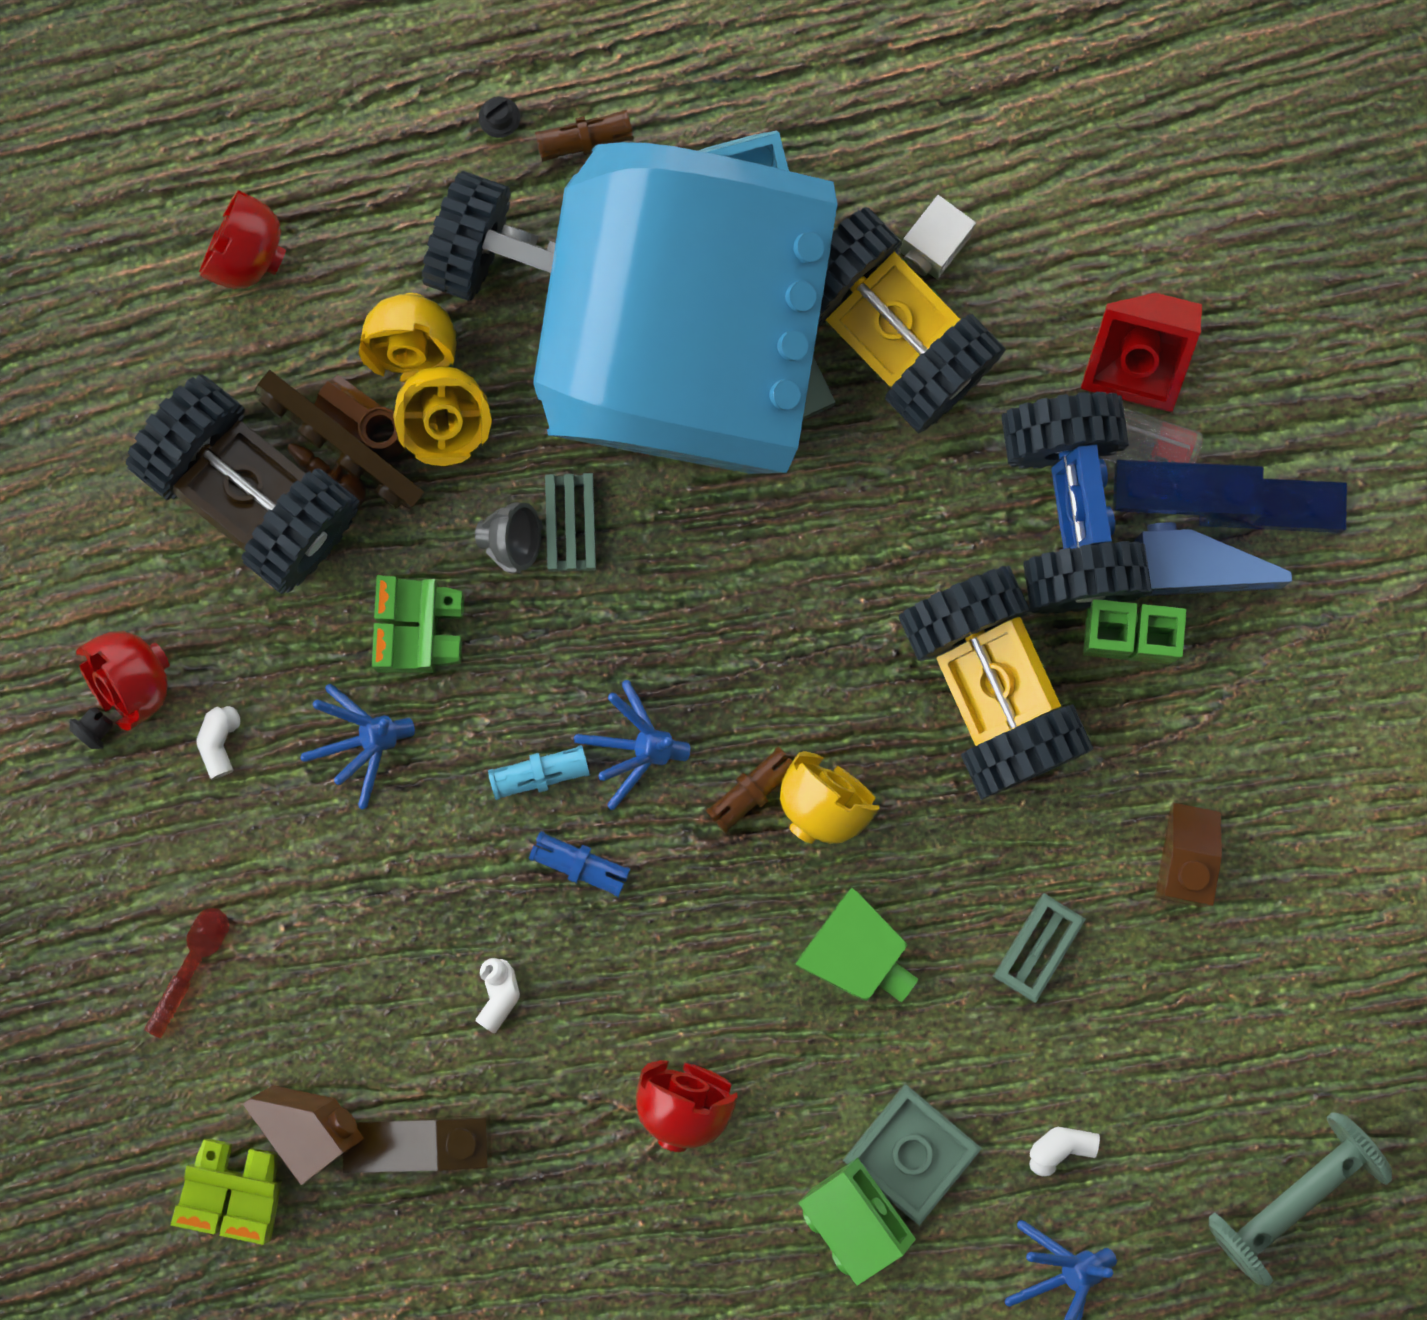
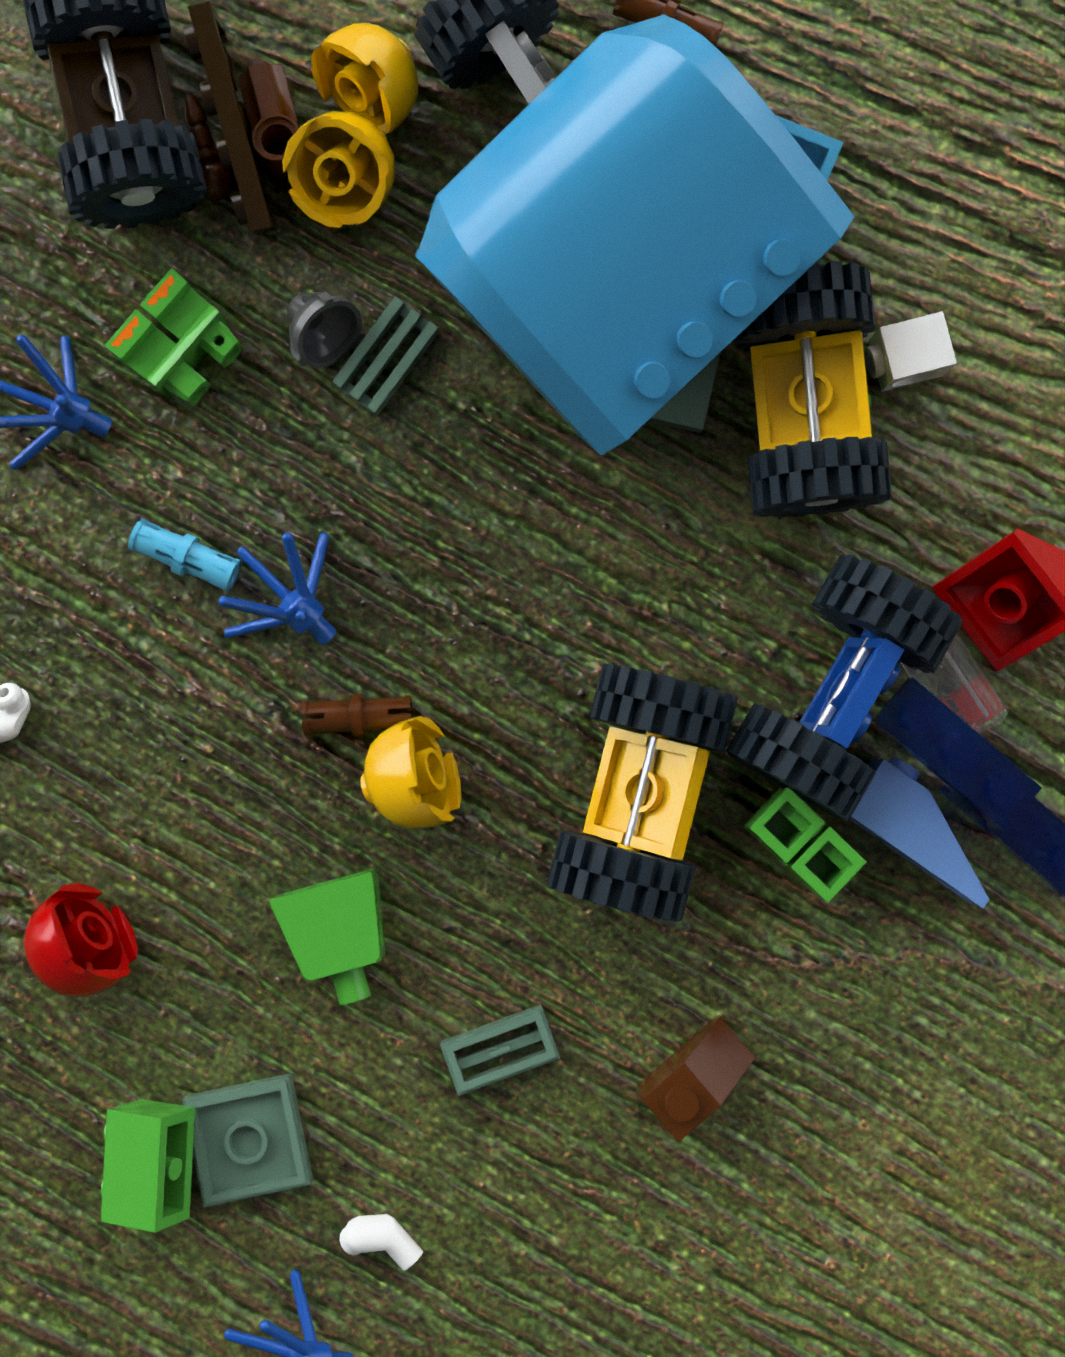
camera: 40 degrees right, 5 degrees up
(579, 864) = (157, 662): blue pin -> none

